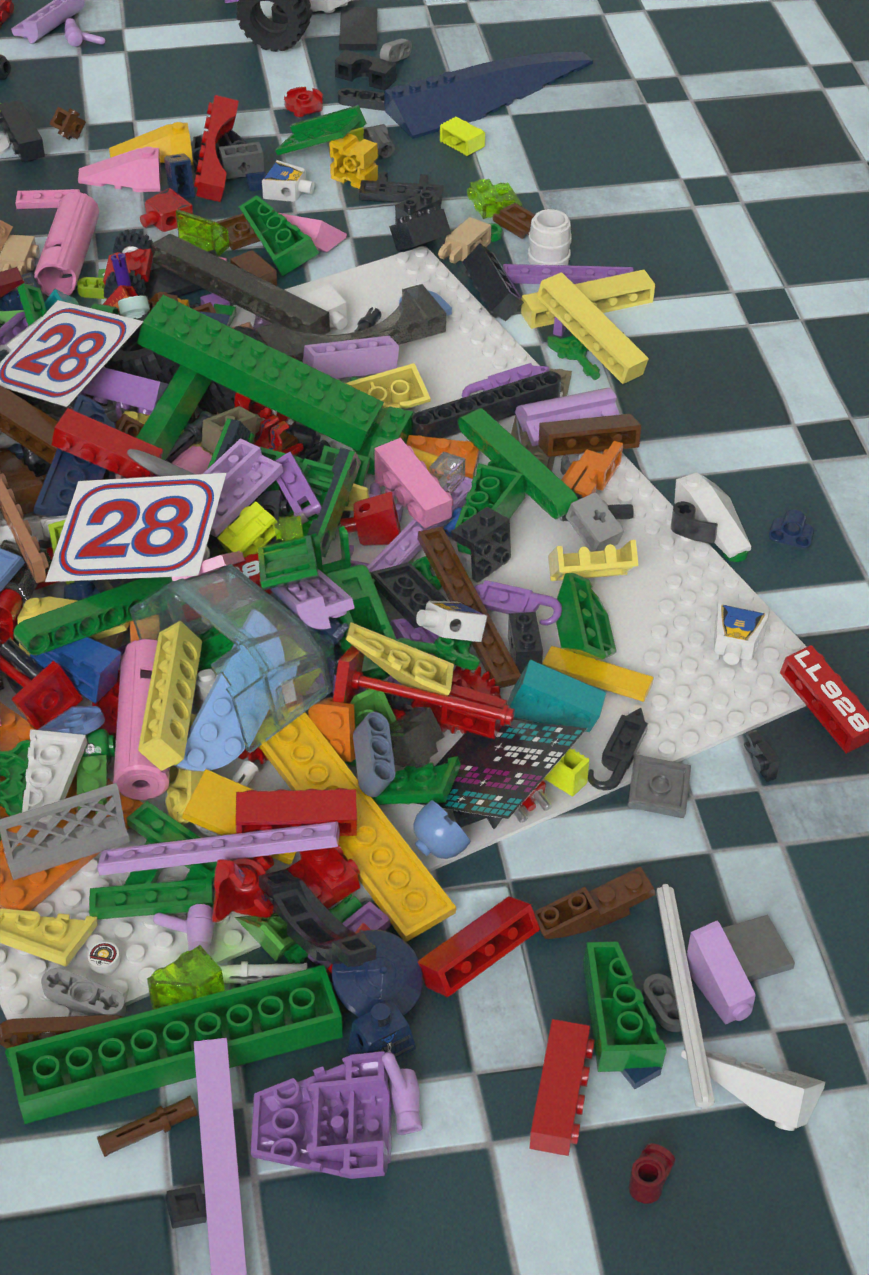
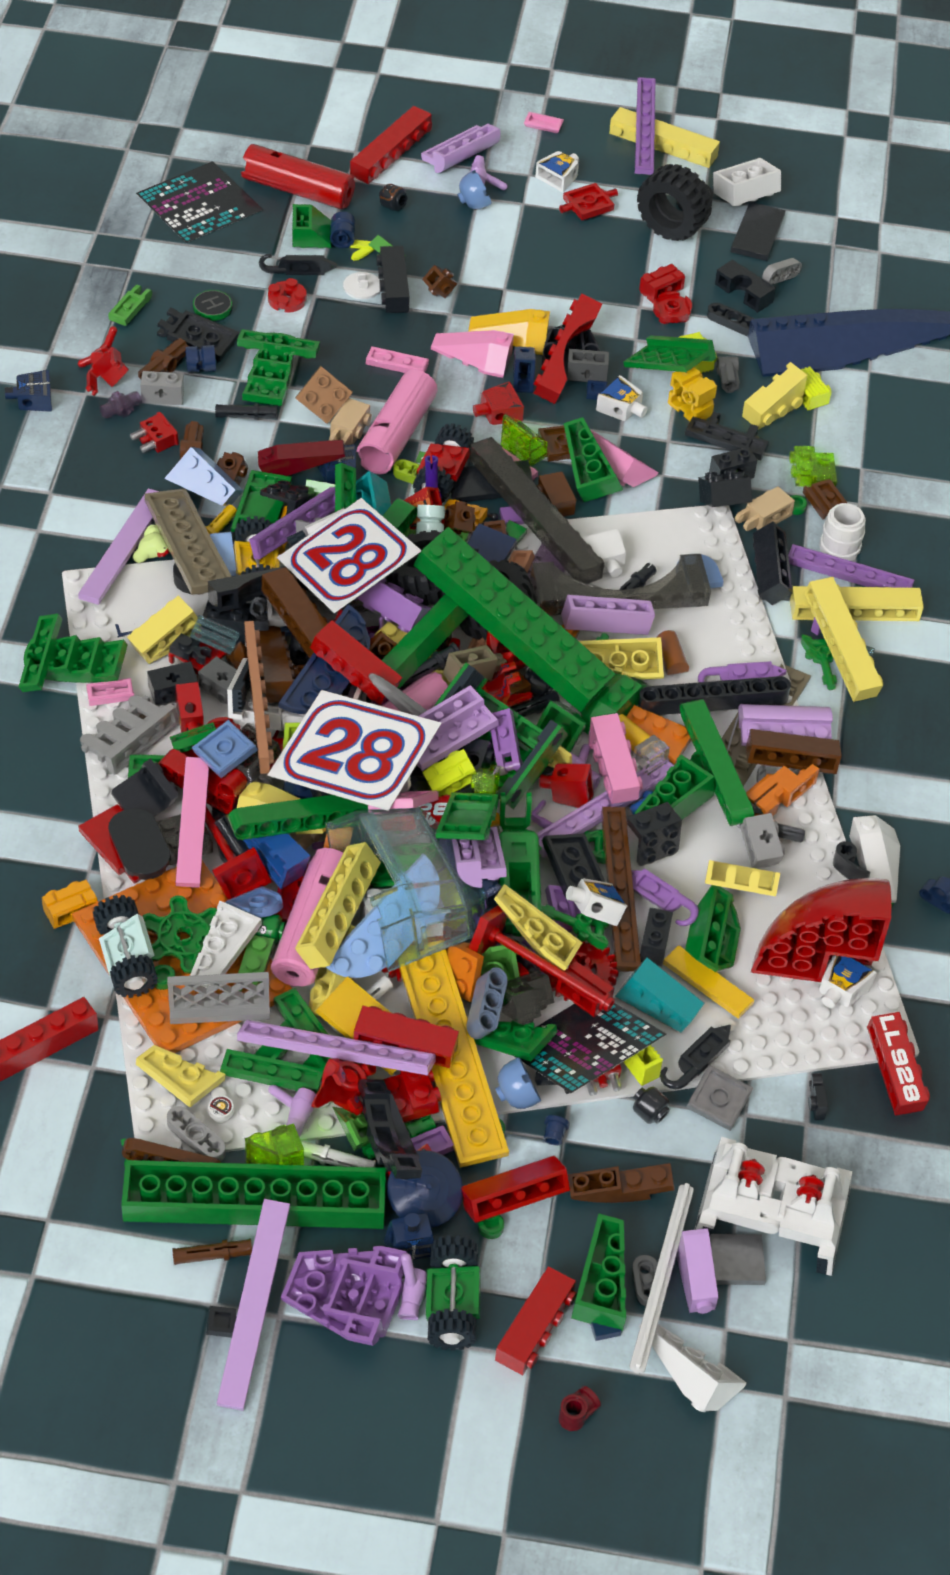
camera: 15 degrees right, 5 degrees up
(74, 47) = (473, 191): none -> medium blue cylinder
(149, 17) = (558, 170): none -> white torso
(189, 35) = (588, 201): none -> red plate
(284, 80) = (660, 281): none -> red brick
(434, 384) = (672, 653): none -> dark orange brick
(436, 148) = (777, 398): none -> light yellow wedge
(454, 1084) = (453, 1292): none -> plate
(466, 998) = (491, 1227): none -> green tile
(496, 869) = (555, 1129): none -> dark blue piece
(590, 813) = (651, 1105): none -> black head
(715, 567) = (836, 920): none -> red brick
(807, 870) = (809, 1203): none -> white container

